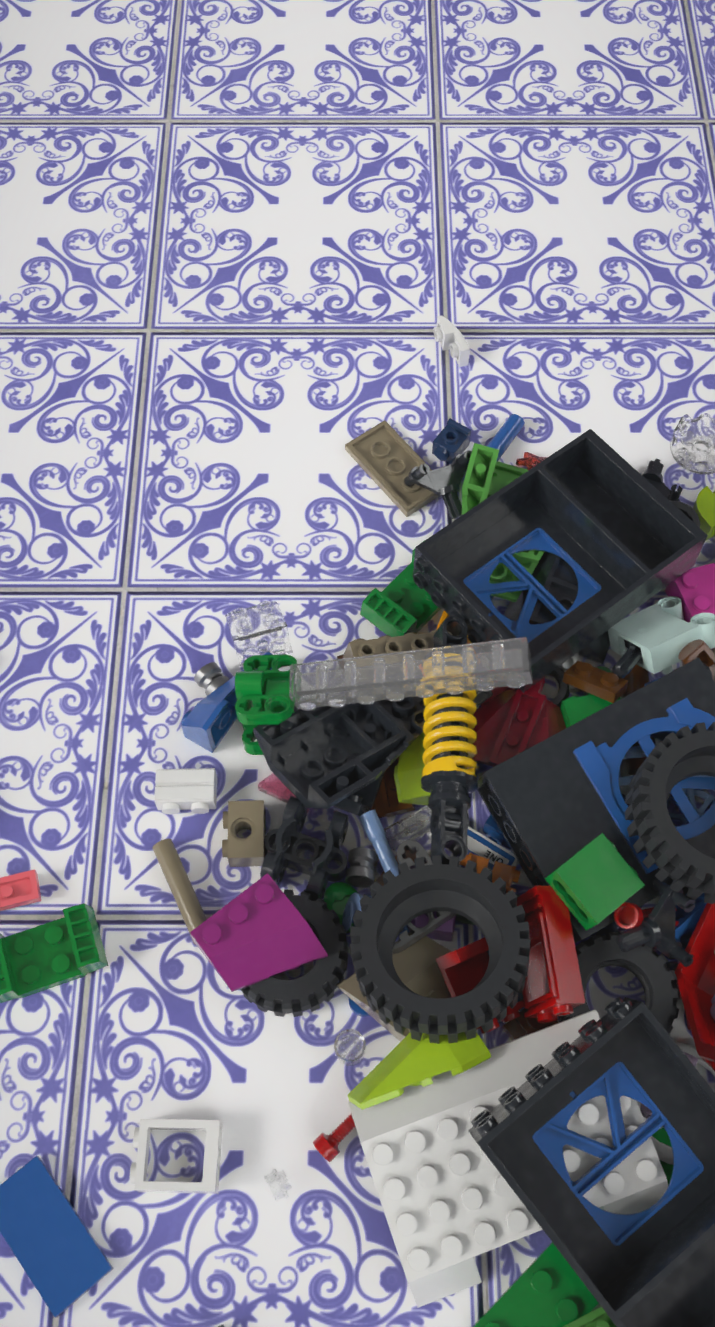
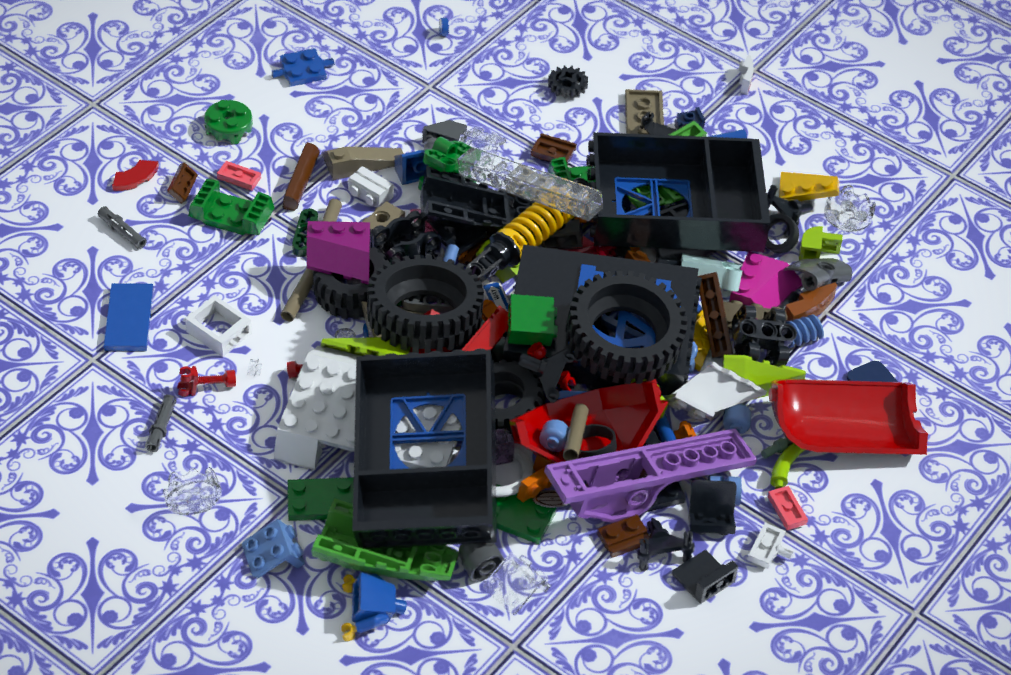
camera: 35 degrees right, 15 degrees down
(75, 495) = (443, 26): none -> blue tile
(88, 837) = (300, 176): none -> reddish brown brick
(131, 758) = (347, 160): none -> dark tan wedge
(178, 929) = (301, 226): none -> dark green beam
(209, 645) = (447, 129): none -> dark grey slope
(235, 1023) = (298, 296): none -> dark tan piece
(261, 1233) = (192, 380): none -> red bar
(280, 475) = (565, 81): none -> black gear
(342, 581) = (550, 147): none -> reddish brown plate
(646, 441) = (807, 186): none -> yellow wing

